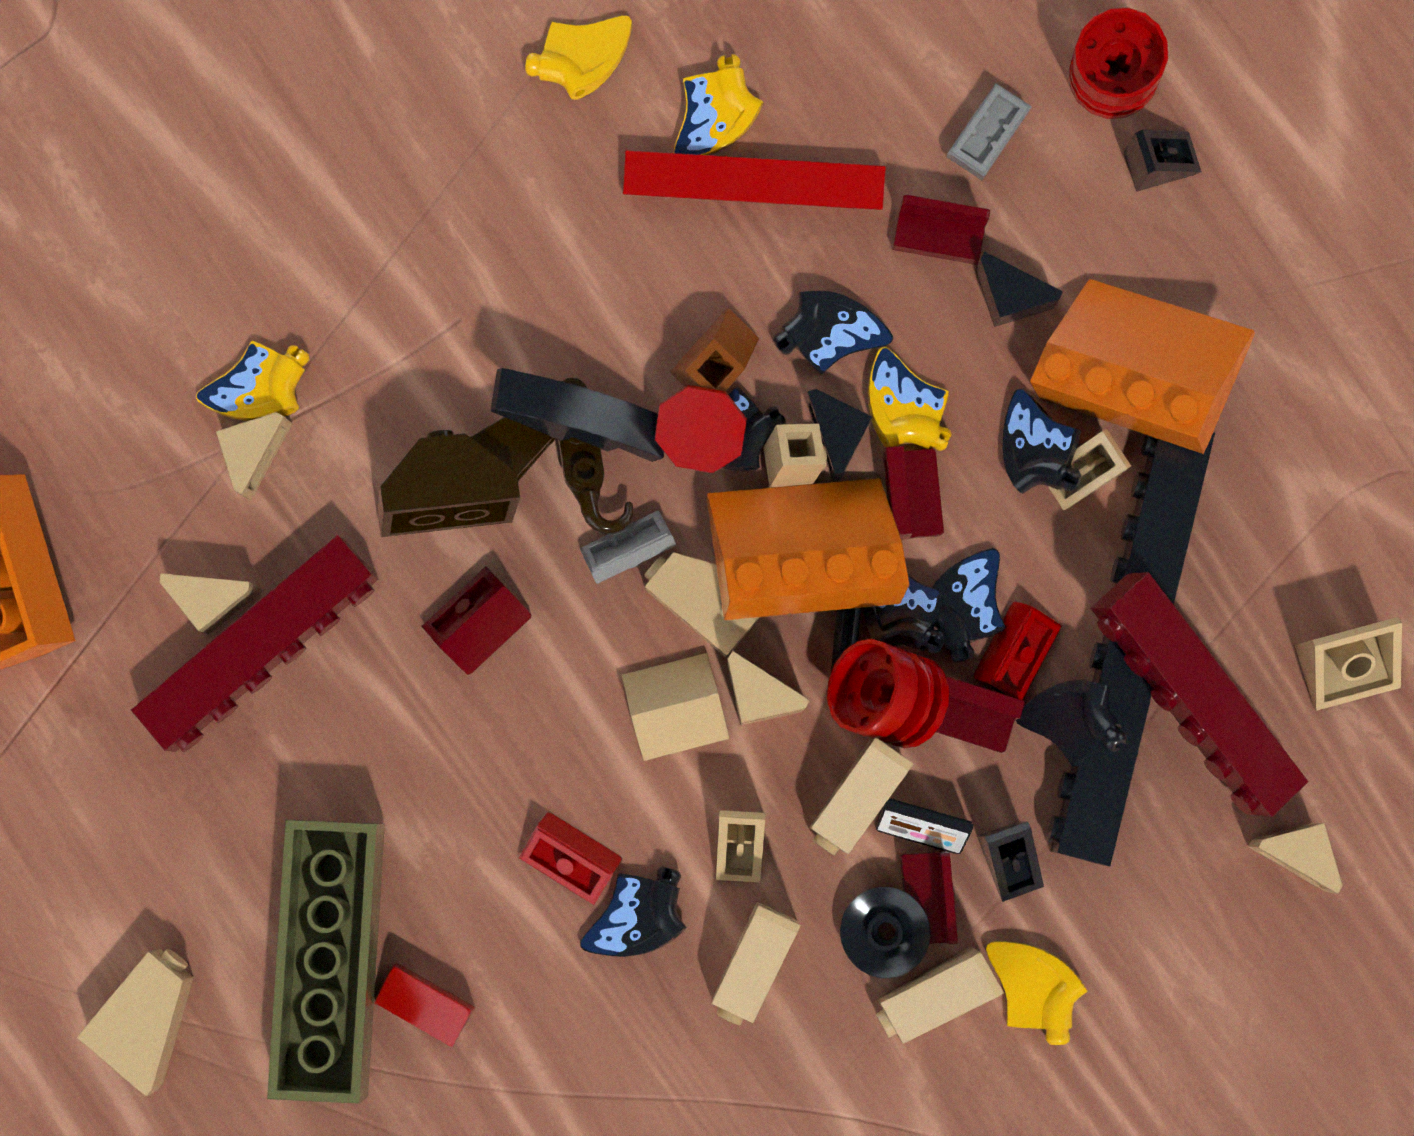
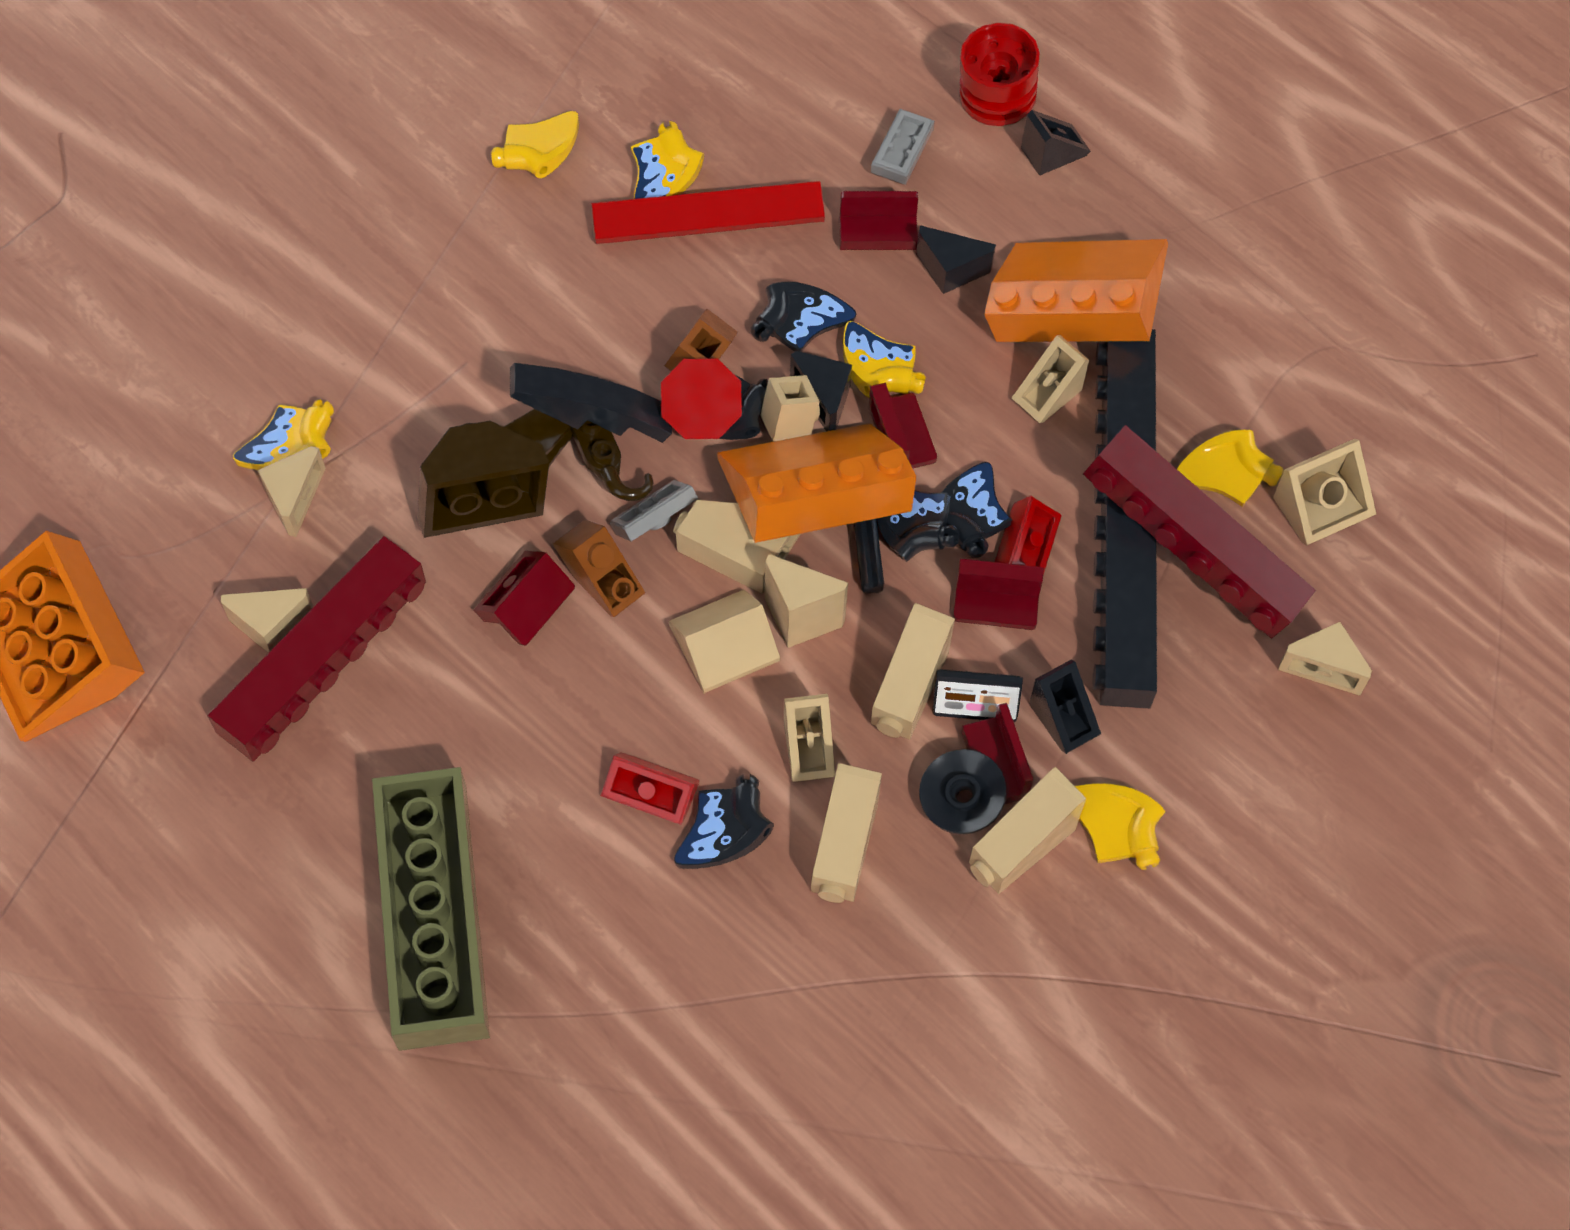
camera: 15 degrees left, 20 degrees down
(142, 1020) = (252, 1001): tan slope -> none
(424, 1004) = (532, 940): red slope -> none
(558, 604) = (599, 566): none -> dark orange slope
(887, 693) = (916, 567): red wheel -> none
(1038, 447) = (1005, 370): black arm -> none
(1075, 719) = (1091, 573): black arm -> none
(1256, 603) = (1230, 466): none -> yellow arm

